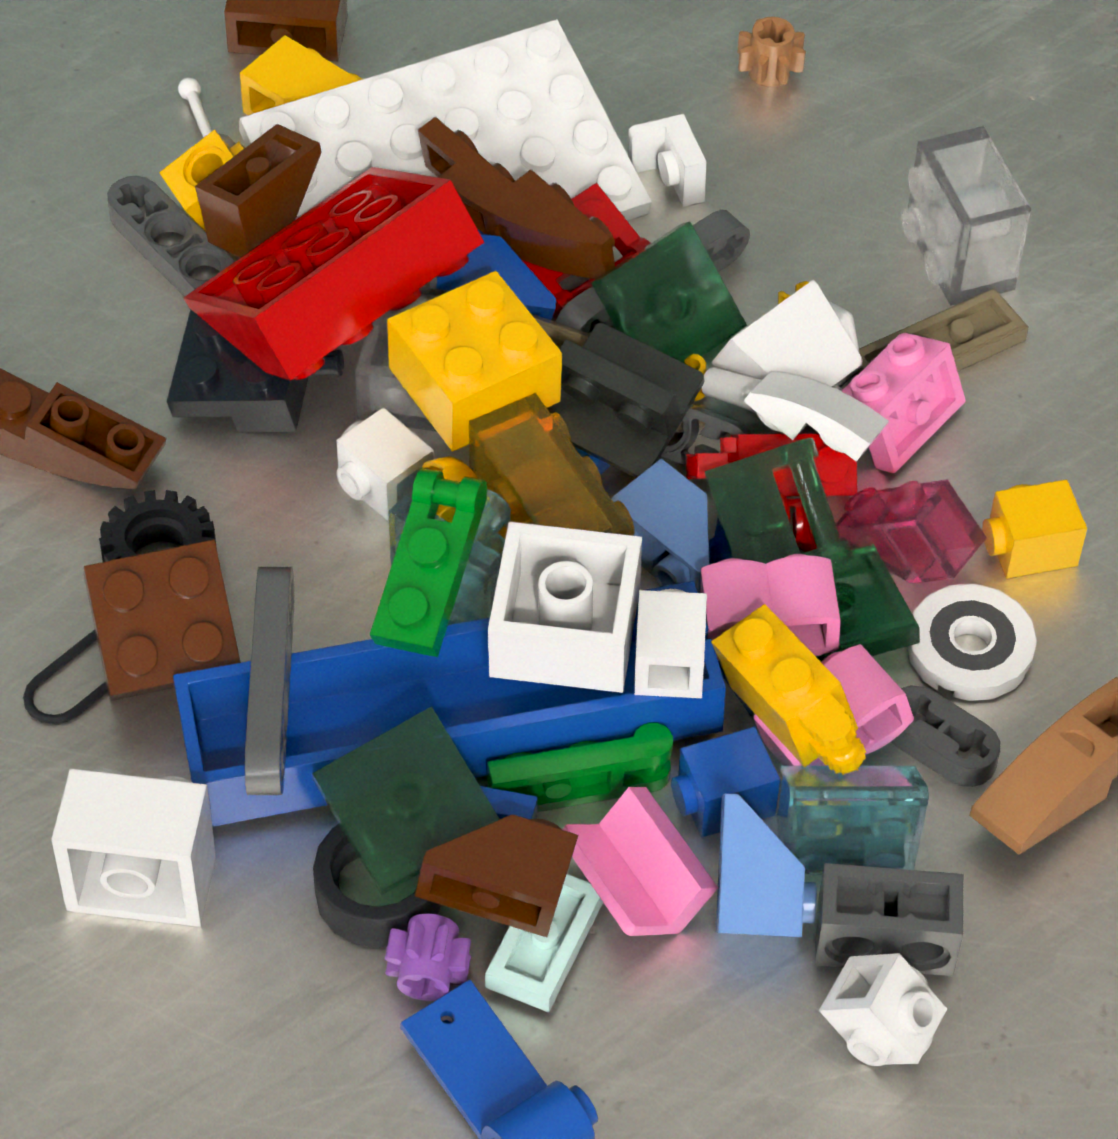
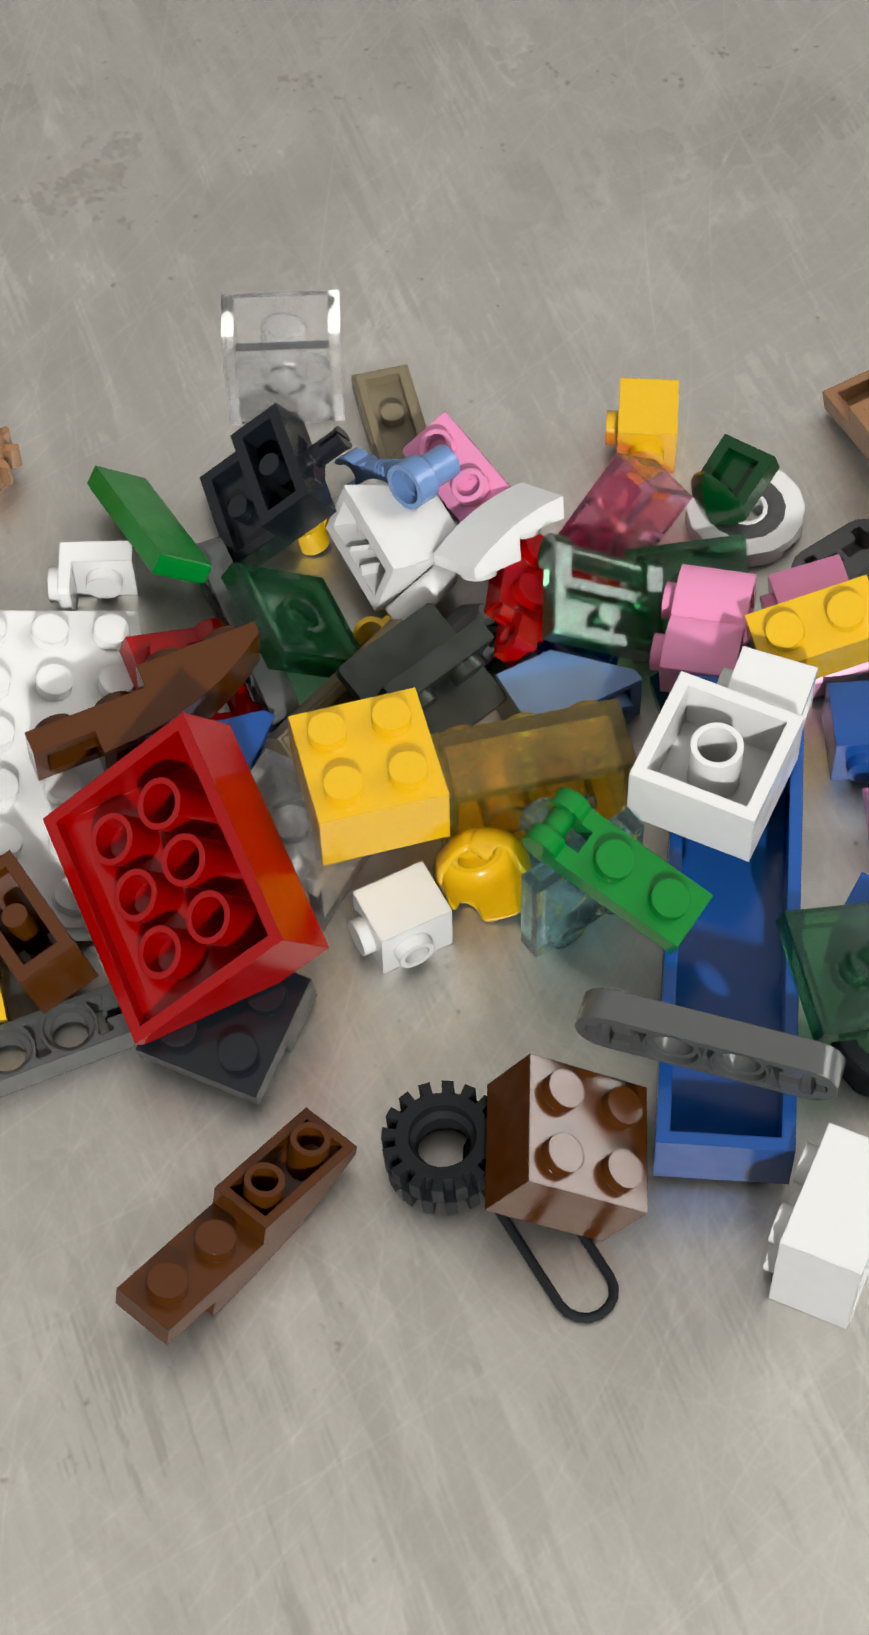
camera: 70 degrees left, 5 degrees up
(587, 769) = (821, 829): green plate -> none
(732, 171) = (149, 525): none -> green tile
(815, 245) = (271, 485): none -> black plate
(857, 337) = (409, 479): none -> medium blue brick
(979, 600) = (732, 481): none -> dark green plate

